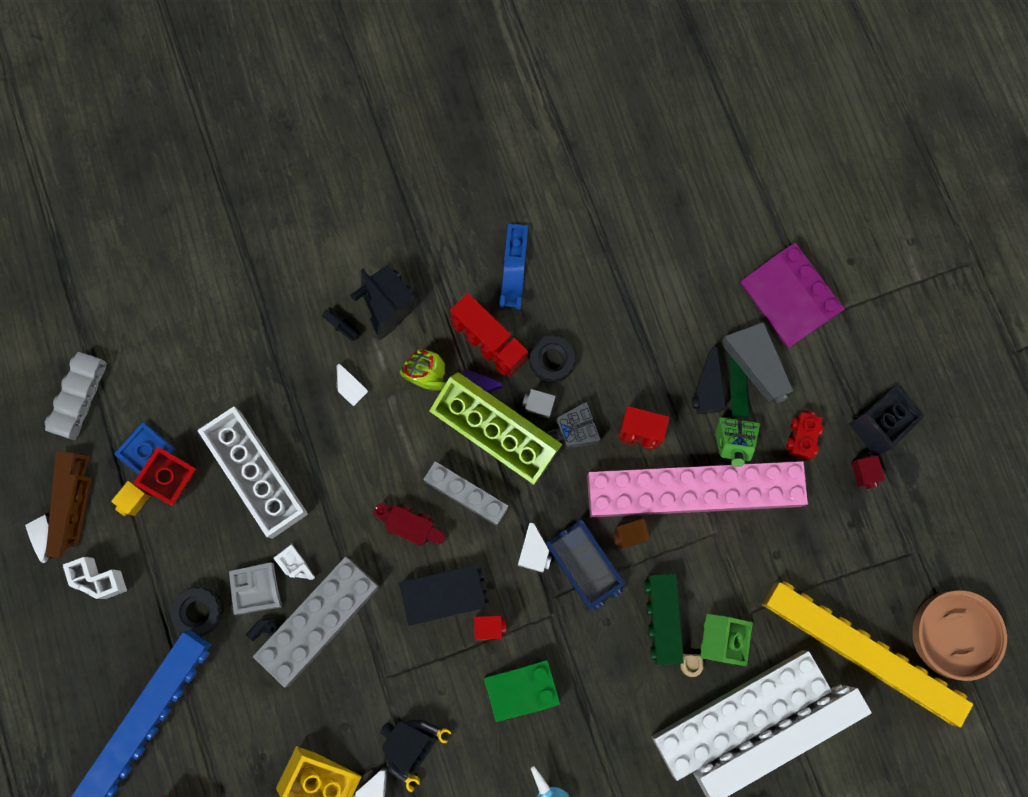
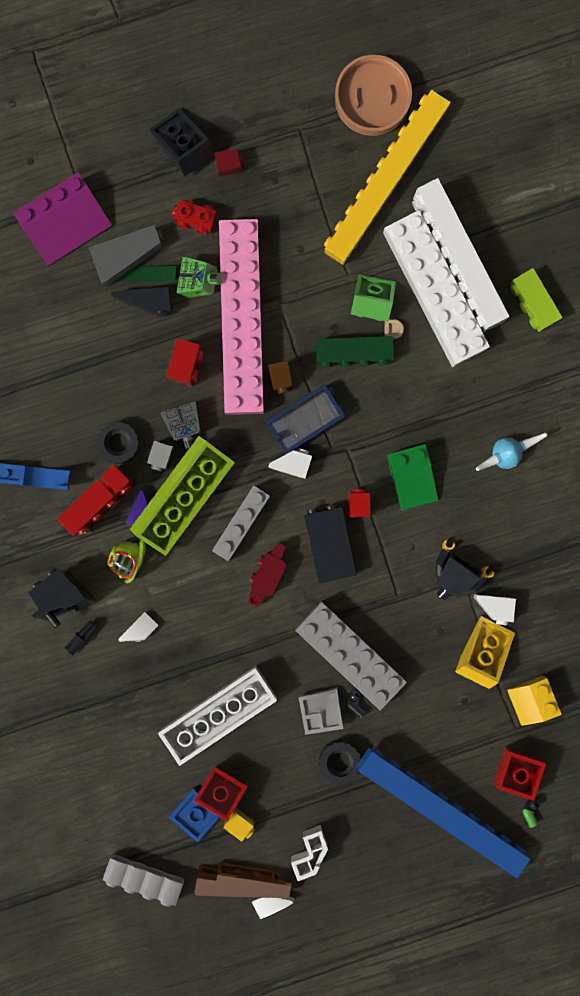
camera: 90 degrees left, 10 degrees up
(293, 563) = (299, 678): white slope -> none

